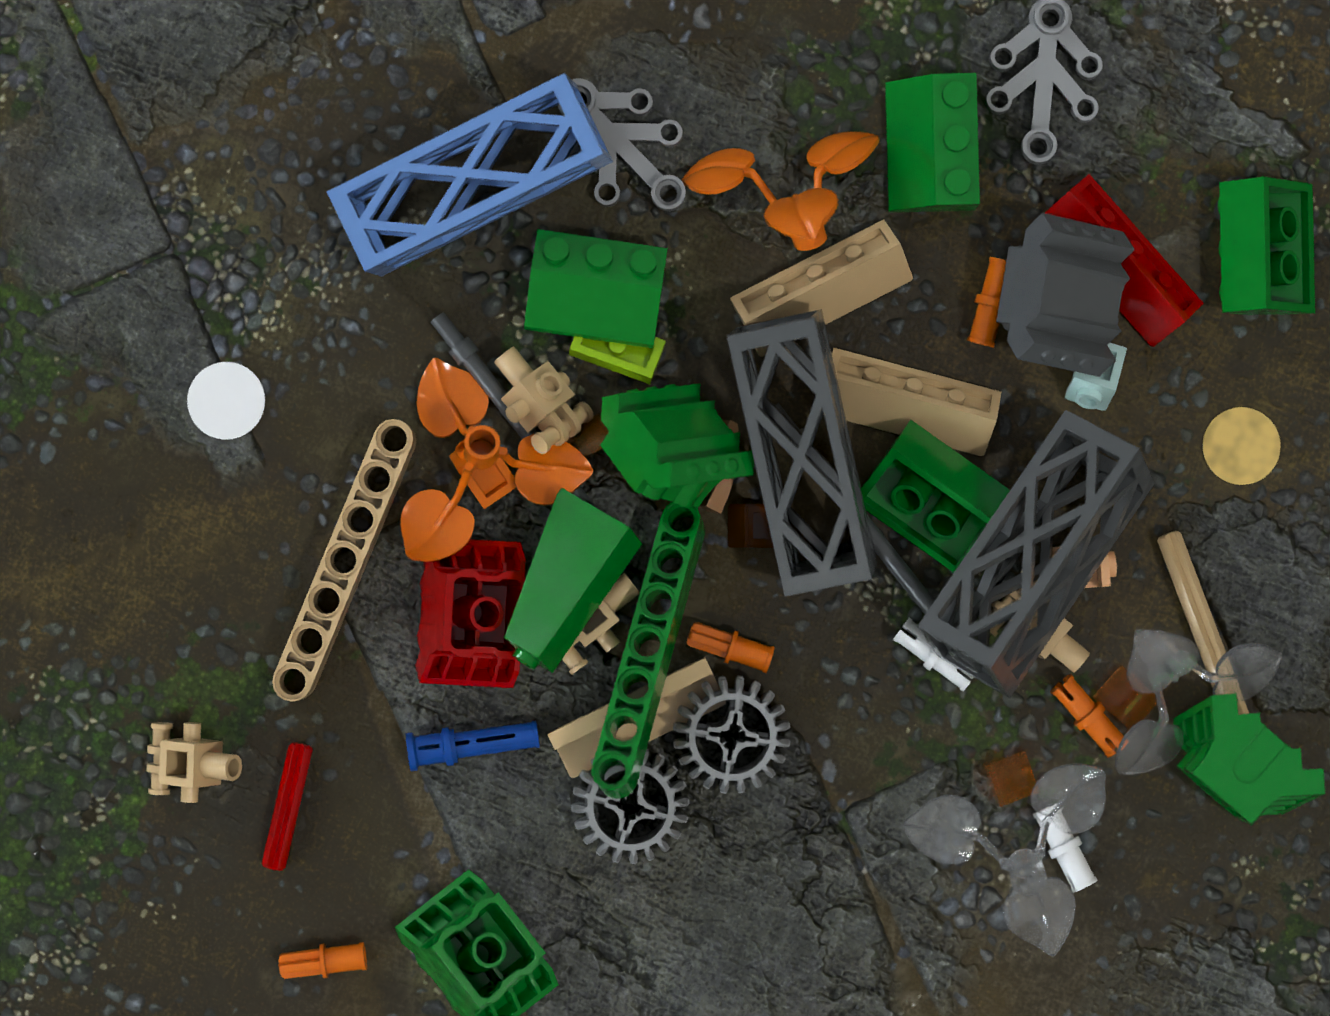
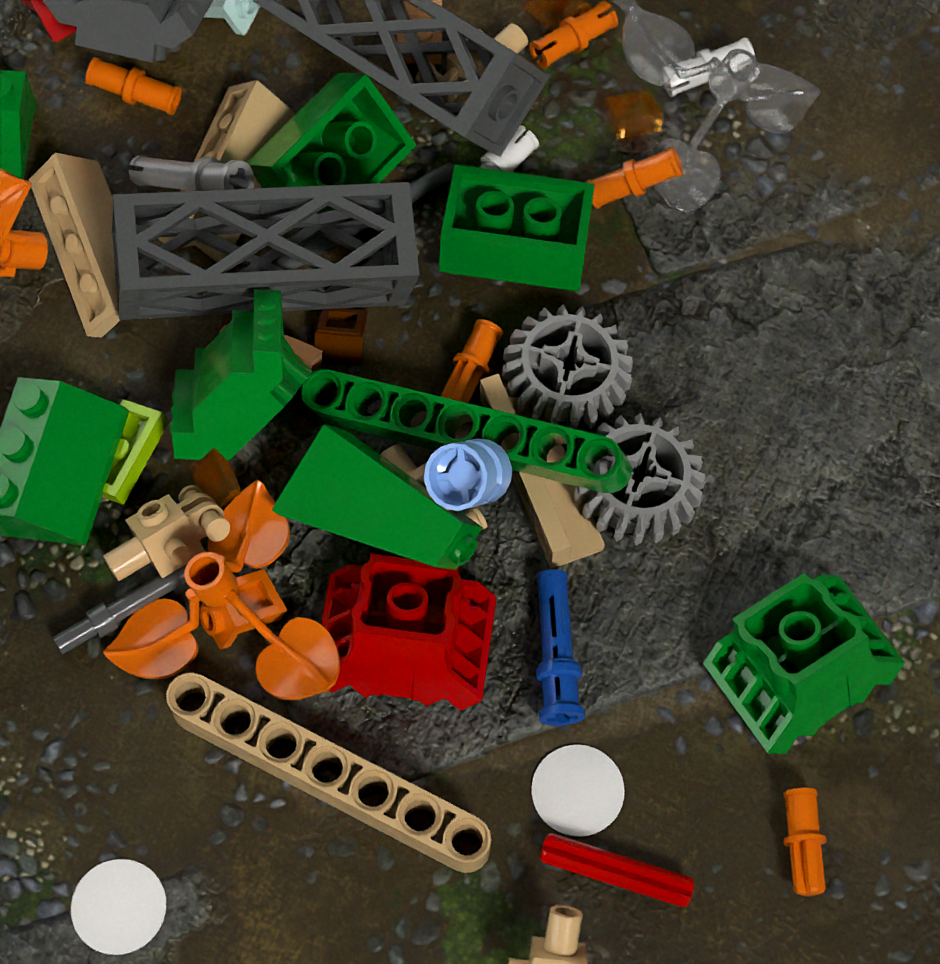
camera: 90 degrees left, 20 degrees down
(354, 769) = (577, 790): none -> white sticker
(589, 657) = (467, 474): none -> light blue wheel
(867, 678) = (516, 227): none -> green slope
(880, 387) = (200, 175): none -> light grey pin
(930, 784) = (636, 177): none -> orange pin

